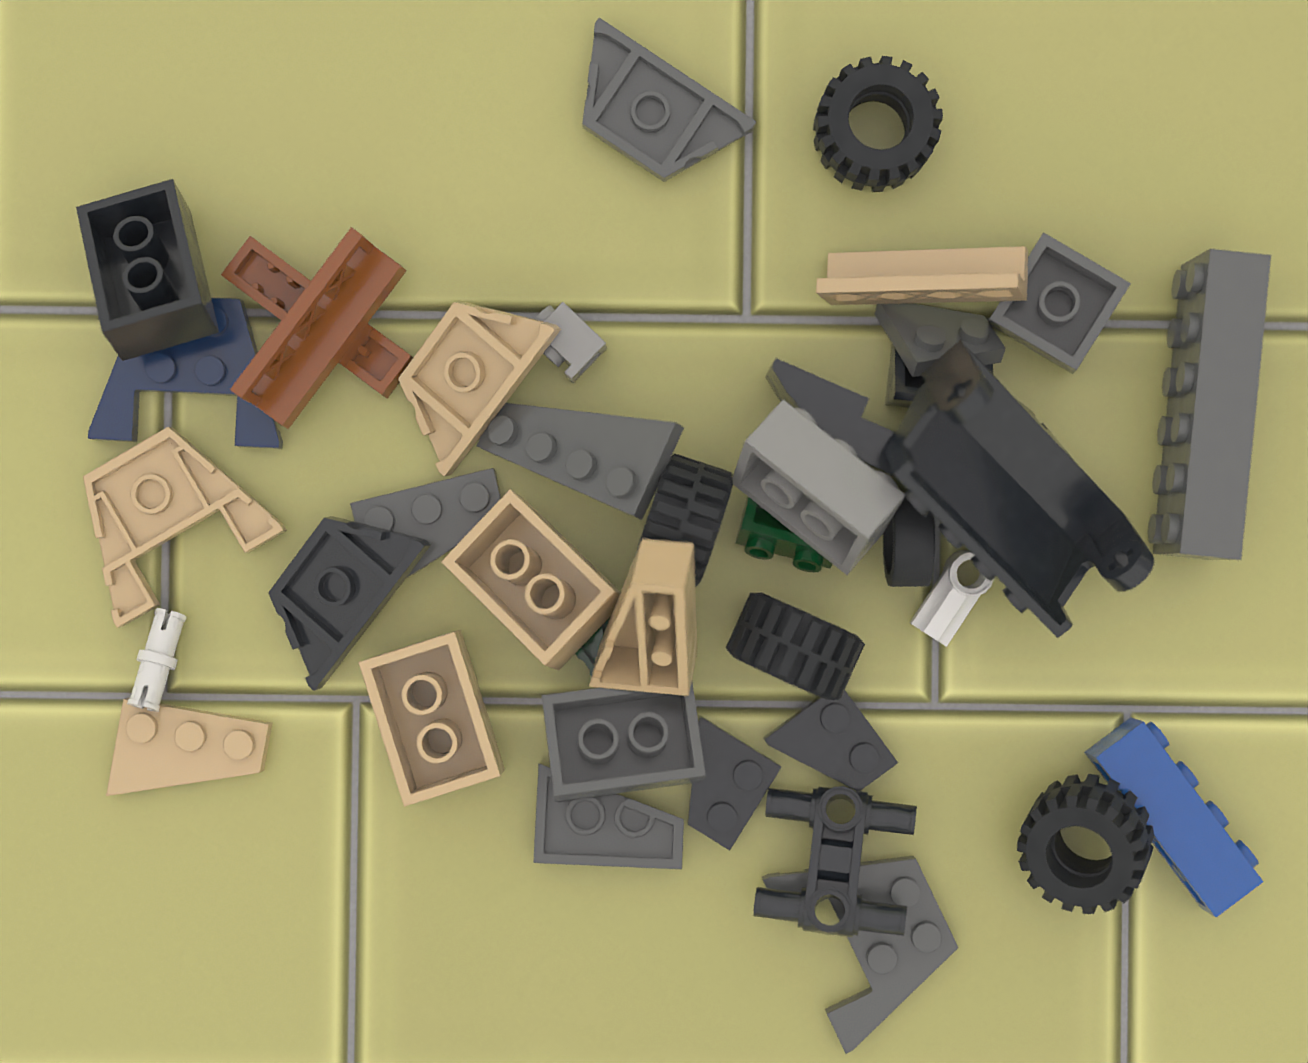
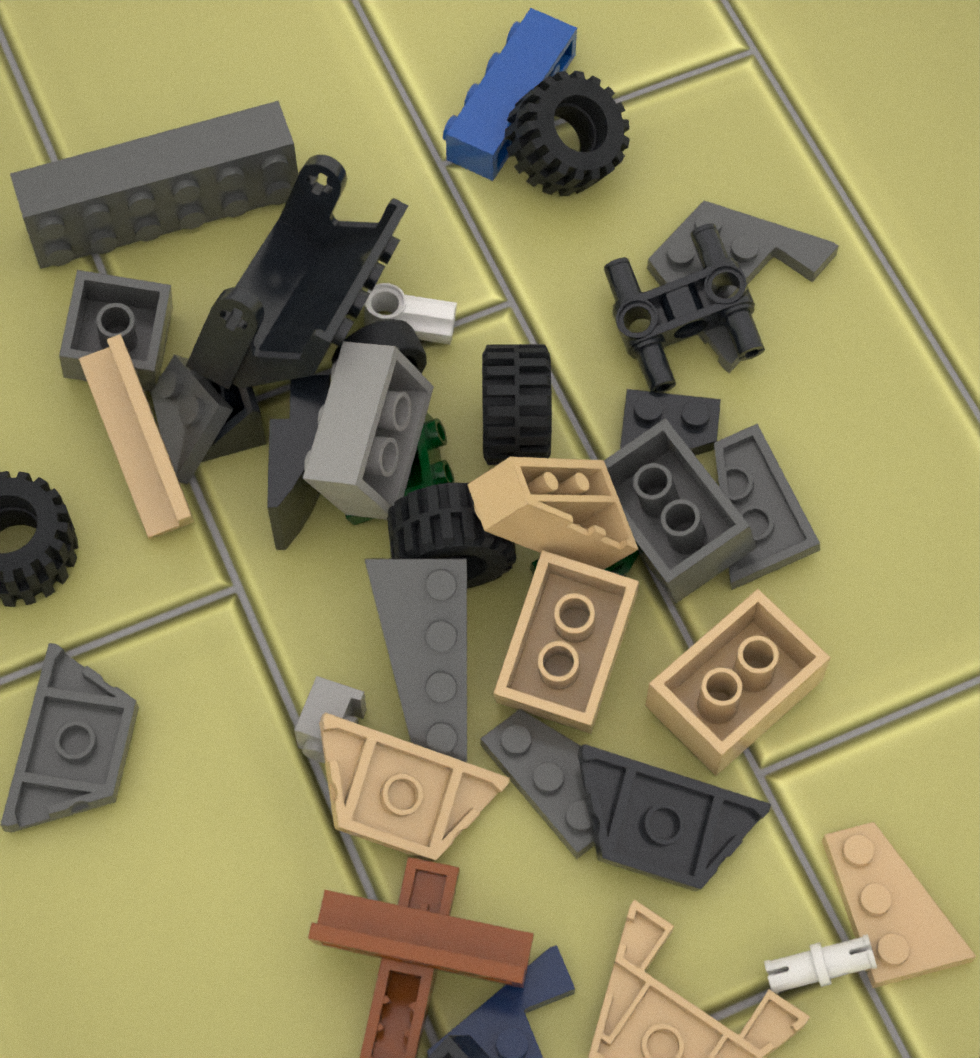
camera: 110 degrees left, 25 degrees down
(834, 741) = (584, 361): black wing -> none

